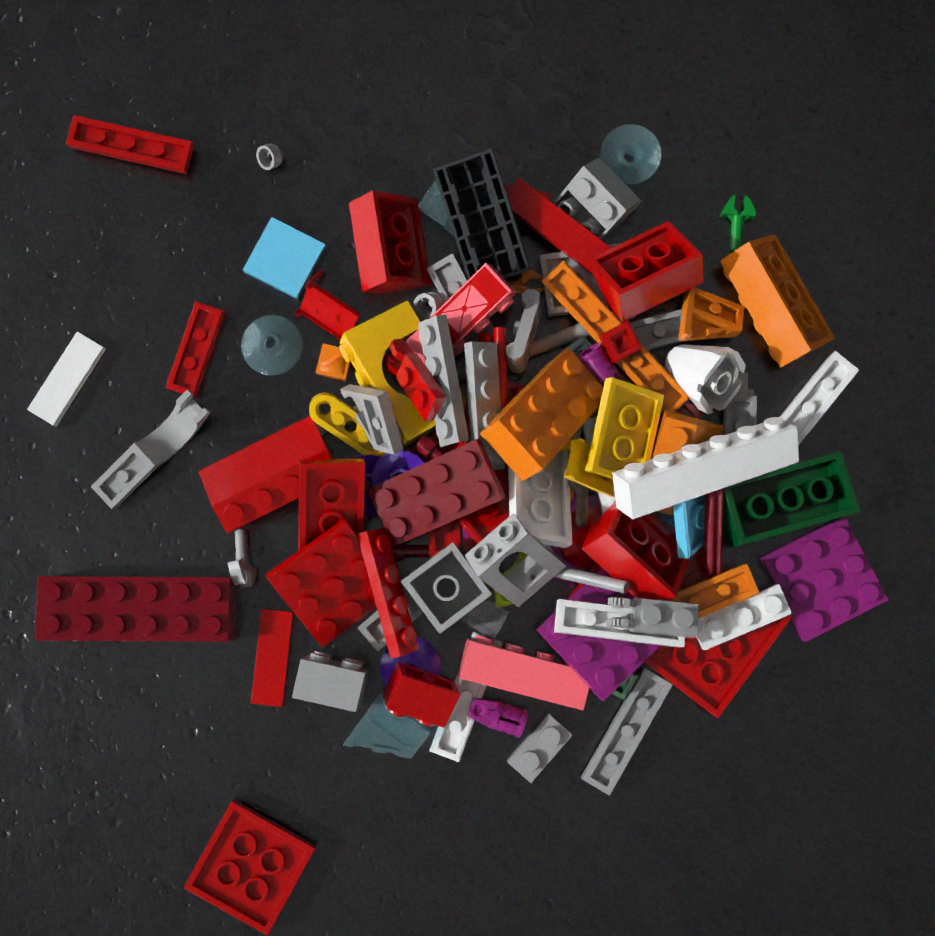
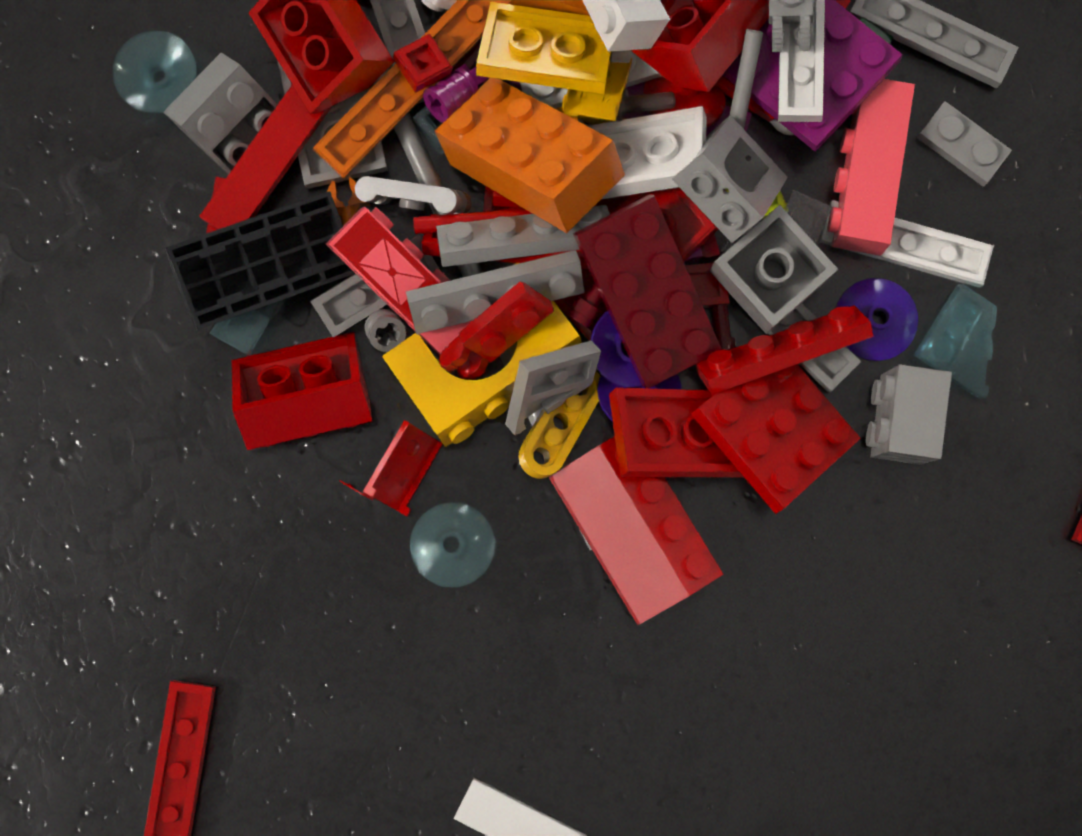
camera: 90 degrees left, 0 degrees up
(135, 609) = (834, 695): dark red brick -> none
(151, 451) = (615, 695): light grey piece -> none
(196, 349) = (466, 649): red tile -> none
(240, 569) = (770, 554): light grey bar -> none
(267, 151) = (176, 573): light grey hinge -> none
(272, 657) = (880, 504): red tile -> none
(284, 258) = (328, 536): medium azure tile -> none
(332, 363) = (472, 456): orange tile -> none
(420, 695) = (915, 297): red brick -> none
(489, 713) = (930, 196): magenta hinge -> none

